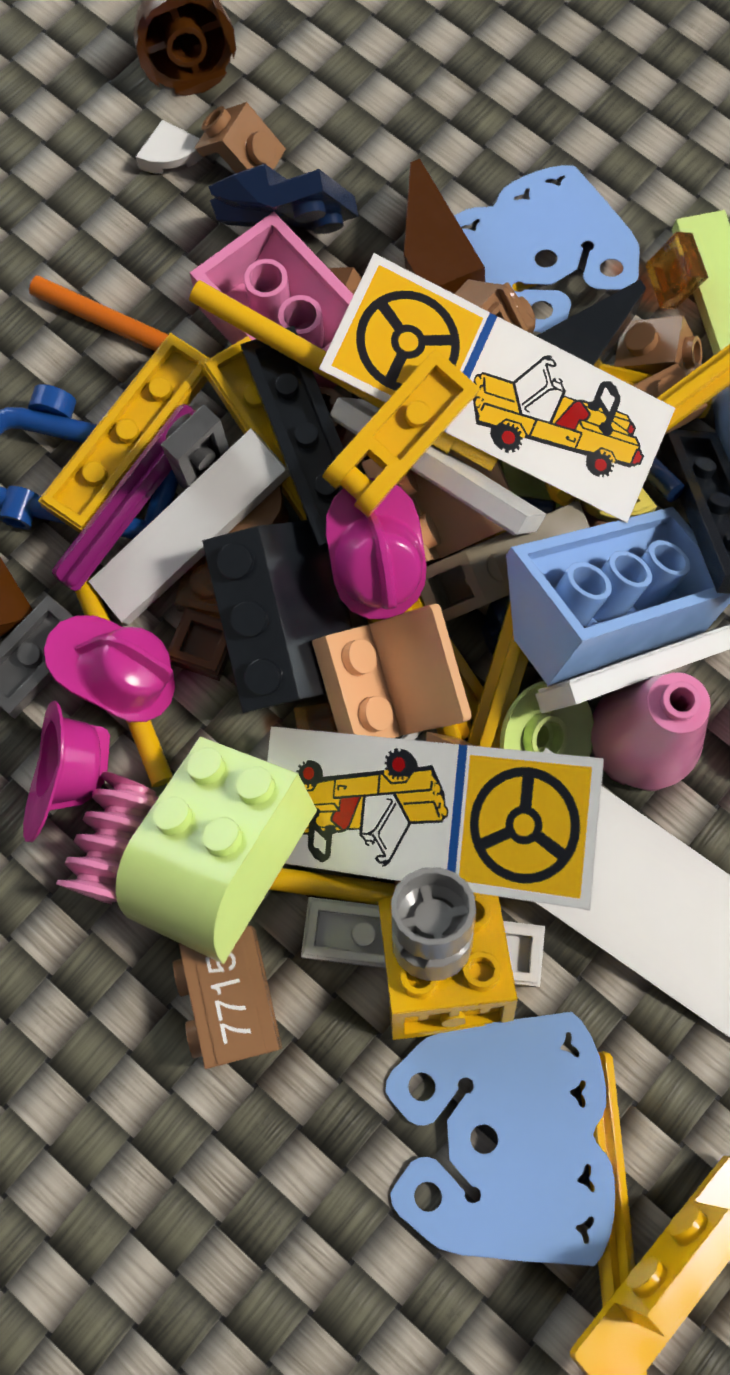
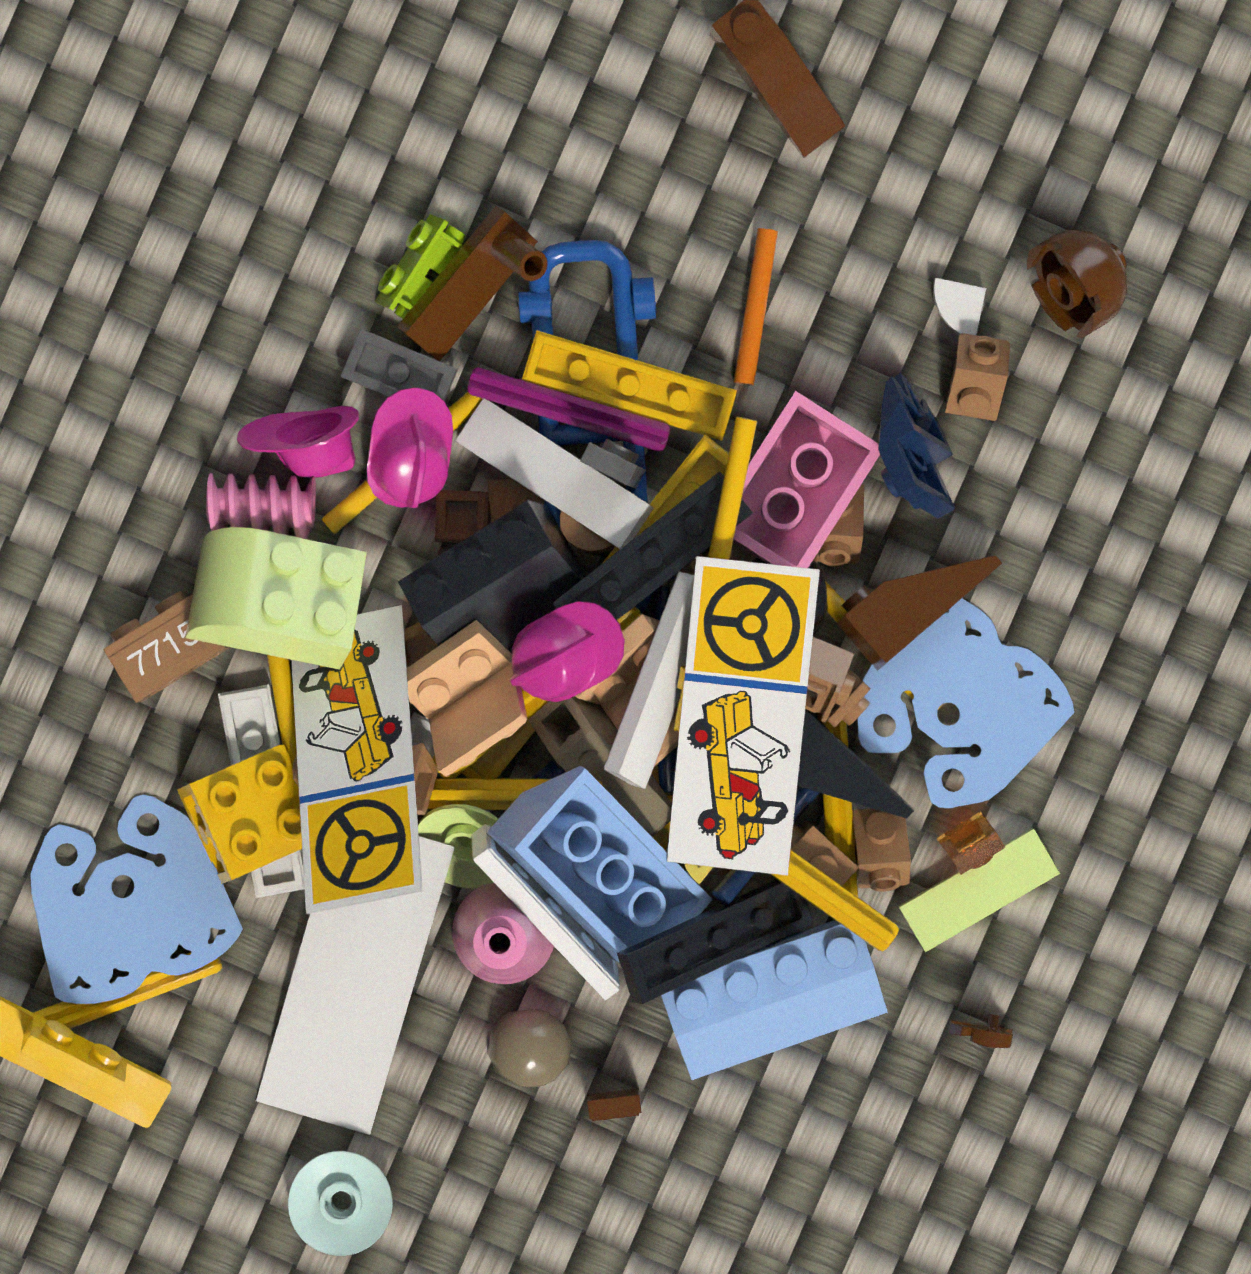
camera: 75 degrees right, 15 degrees up
(402, 430) = (660, 646): yellow plate -> none
(433, 923) = (265, 795): light grey wheel -> none

